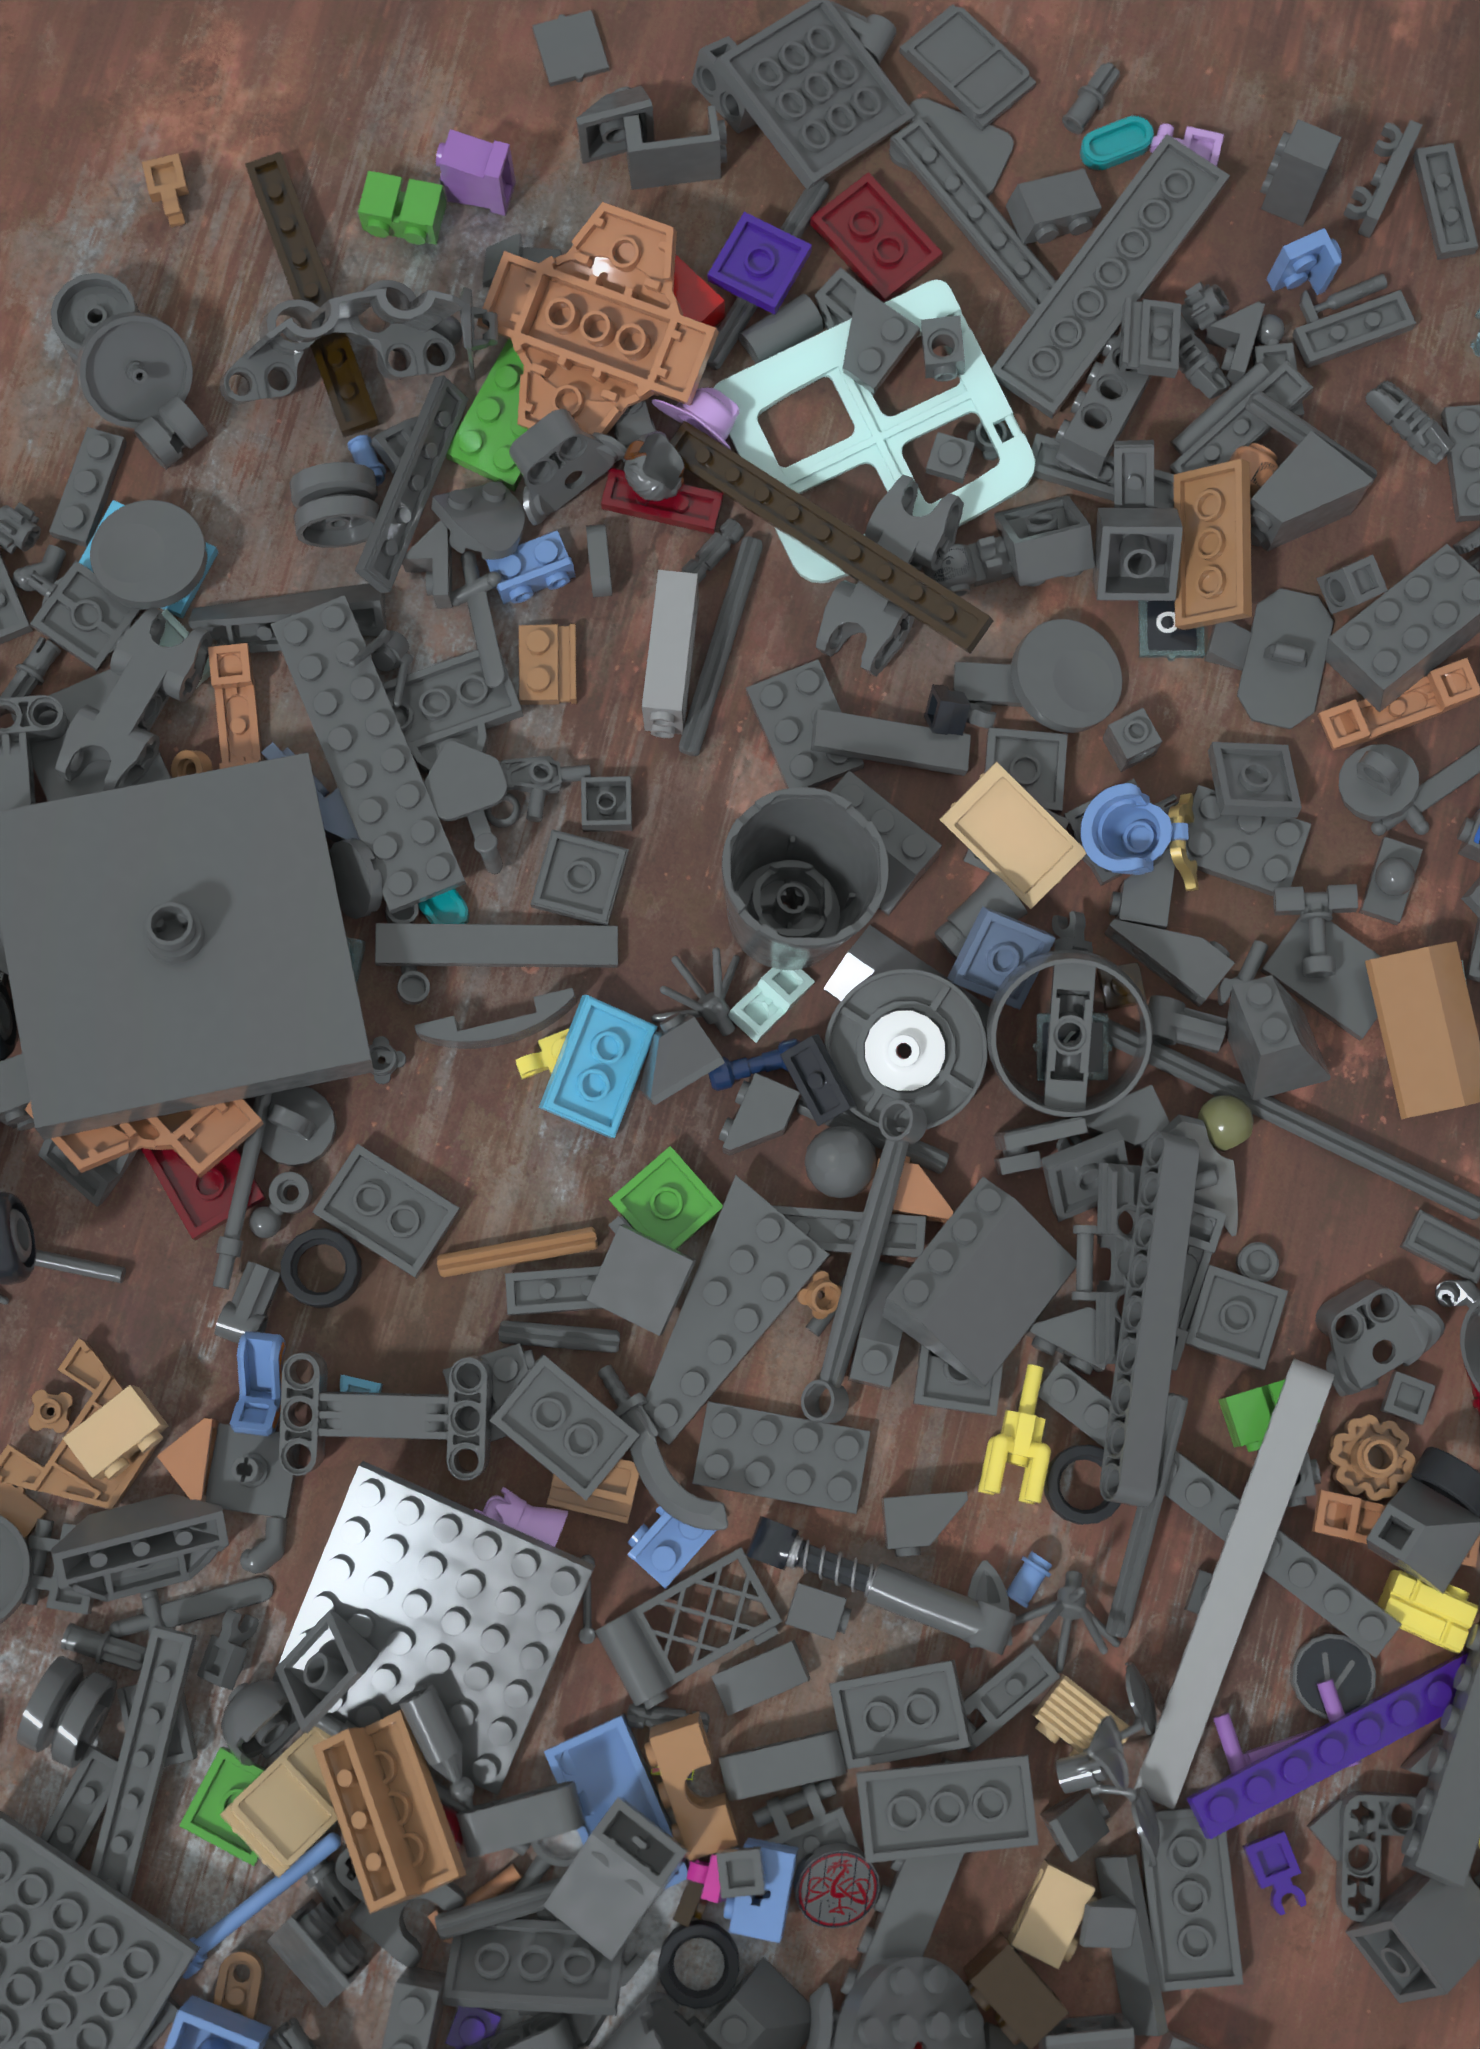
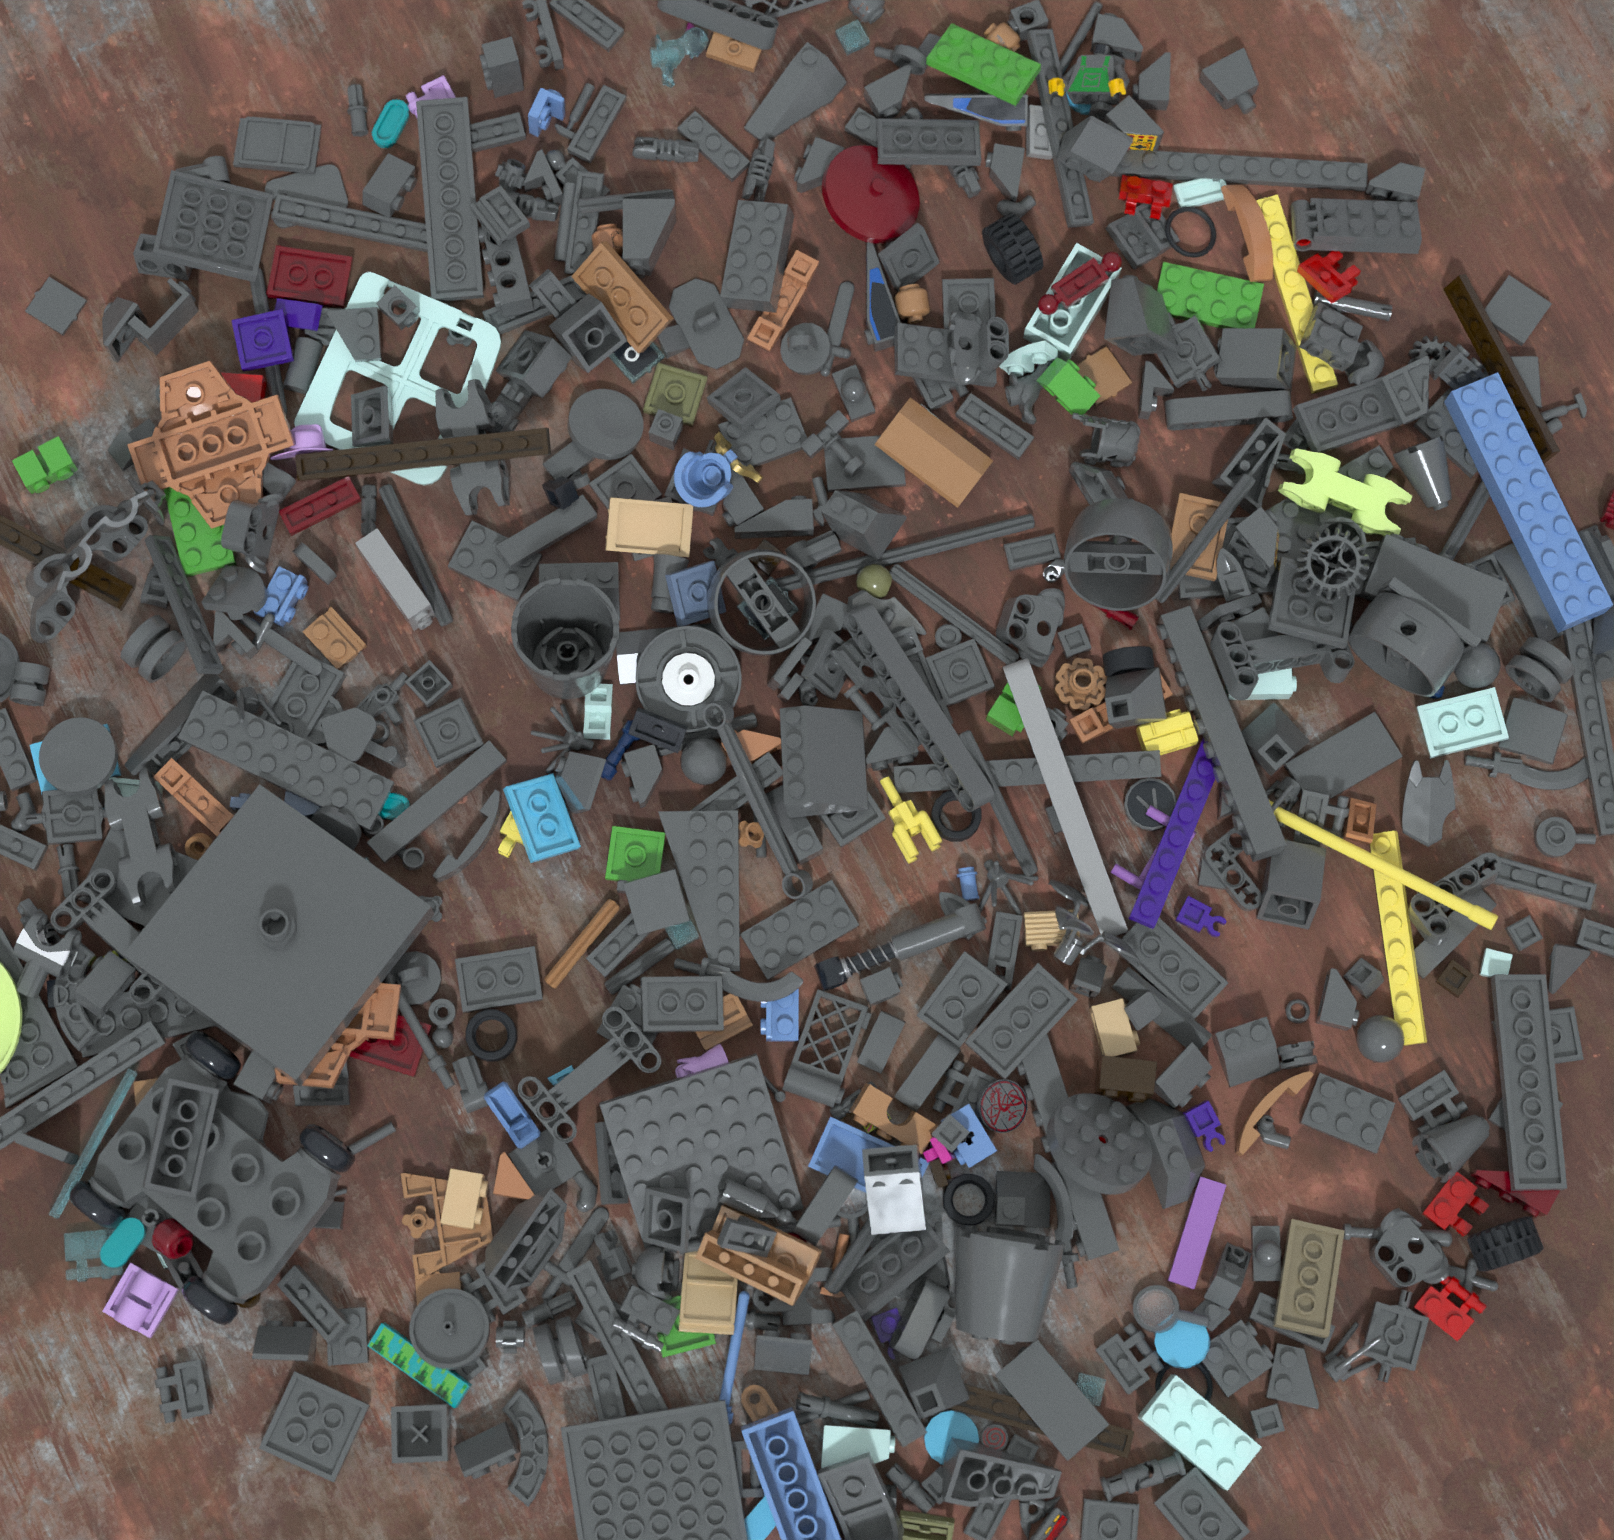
camera: 45 degrees left, 0 degrees up
(30, 1641) = (510, 1337): none -> dark grey gear
(207, 1759) = (649, 1311): none -> dark grey plate
(300, 1564) = (610, 1177): none -> dark grey plate
(364, 454) = (143, 611): medium blue pin -> none
(391, 1777) = (746, 1236): none -> dark grey slope
(476, 171) = (70, 414): medium lavender hips -> none
(640, 1343) = (682, 934): none -> clear light blue plate
(653, 467) = (303, 492): dark grey hair -> none
(807, 449) = (372, 417): none -> dark grey slope
(828, 268) = (300, 314): none -> dark purple tile
(918, 1519) = (890, 901): dark grey slope -> none
(950, 457) = (450, 361): dark grey plate -> none
(1031, 1187) = (807, 694): none -> dark grey arm
(1180, 708) = (675, 392): none -> olive tile
(1229, 246) = (497, 132): none -> dark grey plate
(1287, 1243) = (953, 615): none -> dark grey axle
(1352, 584) = (708, 259): dark grey brick -> none

